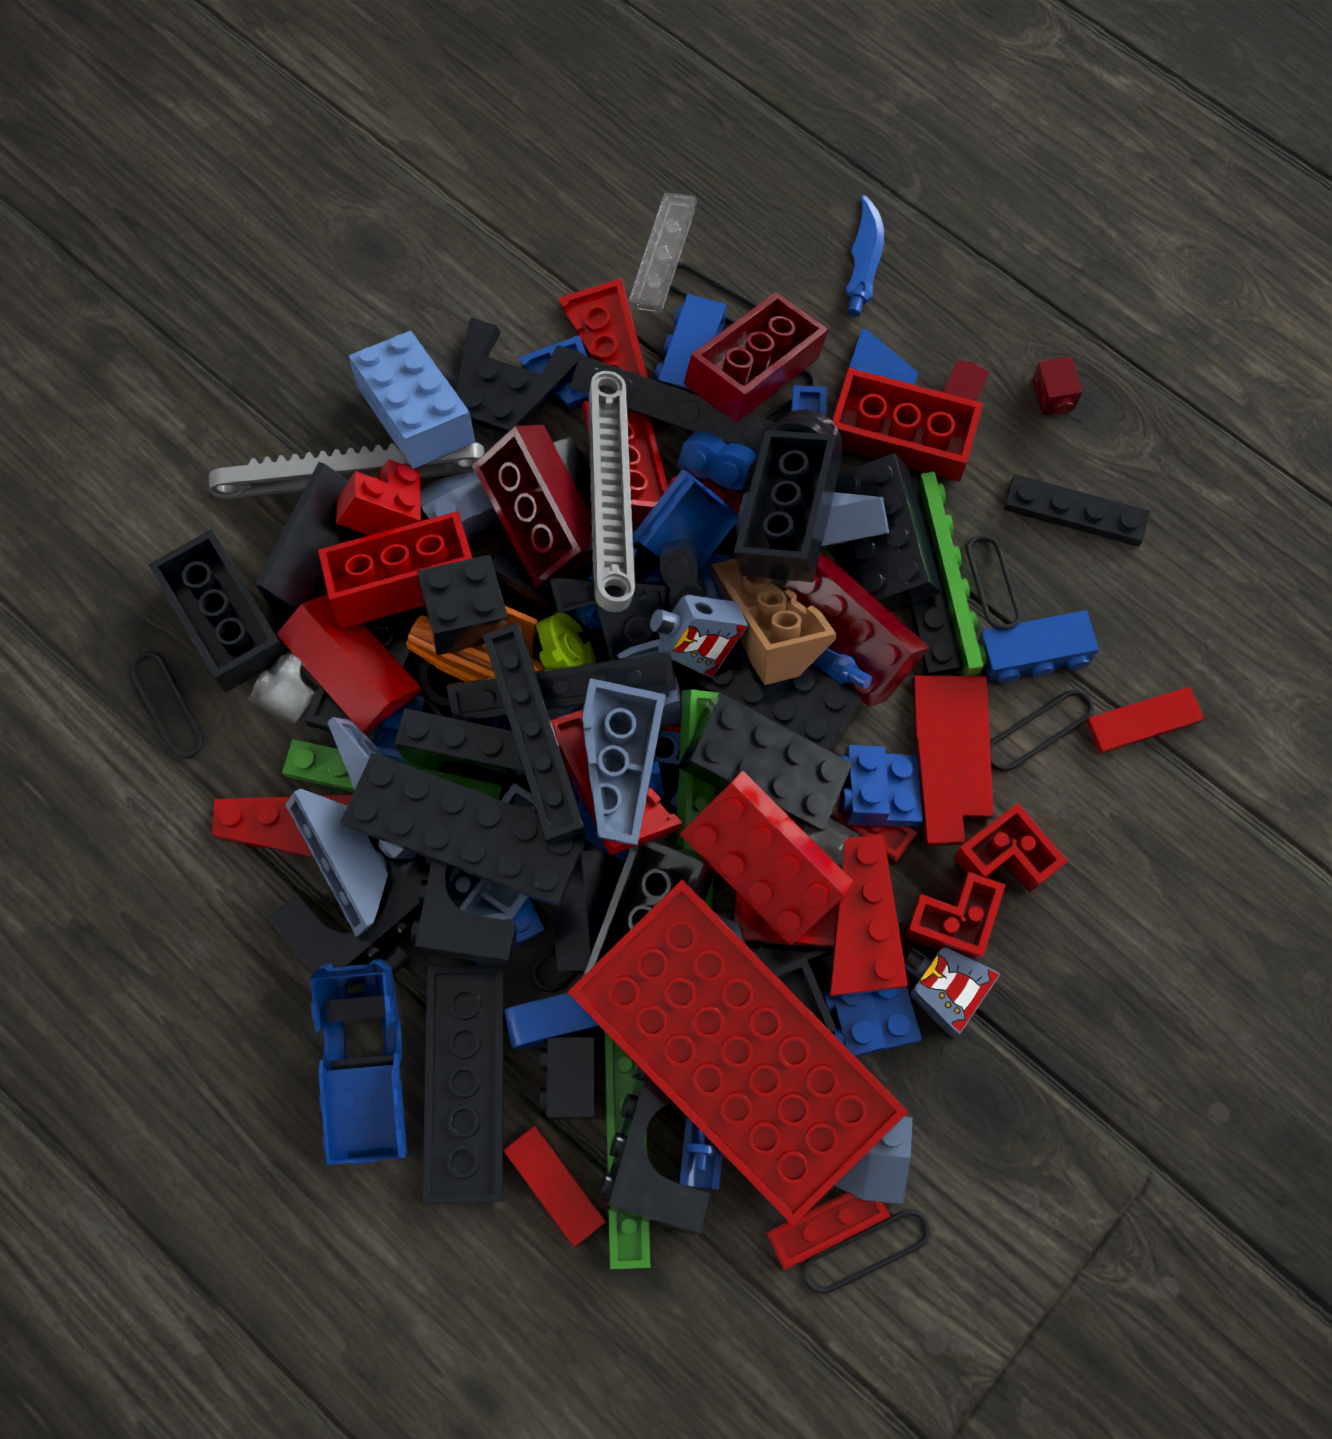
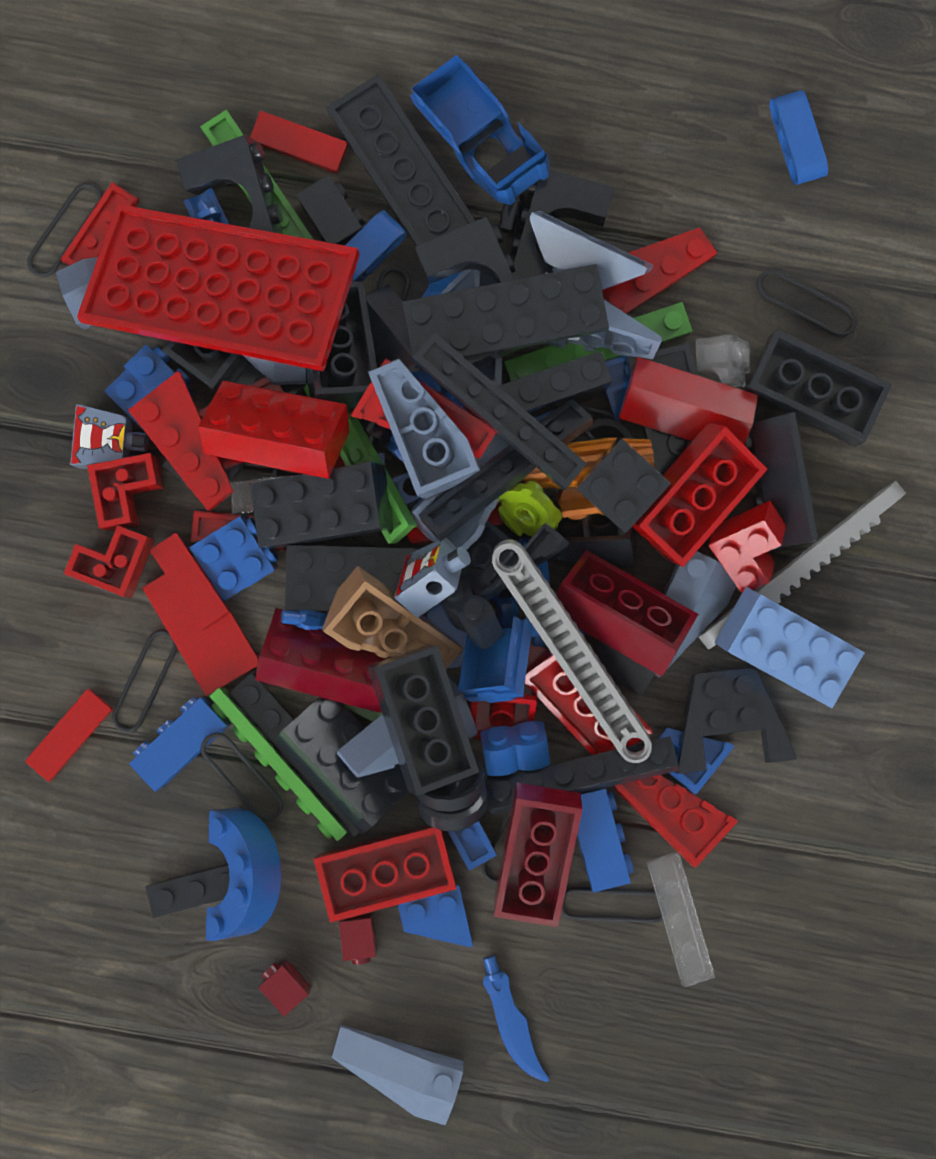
camera: 145 degrees right, 15 degrees up
(52, 864) = (798, 137): none -> blue beam
(985, 263) = (406, 1074): none -> sand blue wedge
(1027, 490) = (252, 872): none -> blue brick

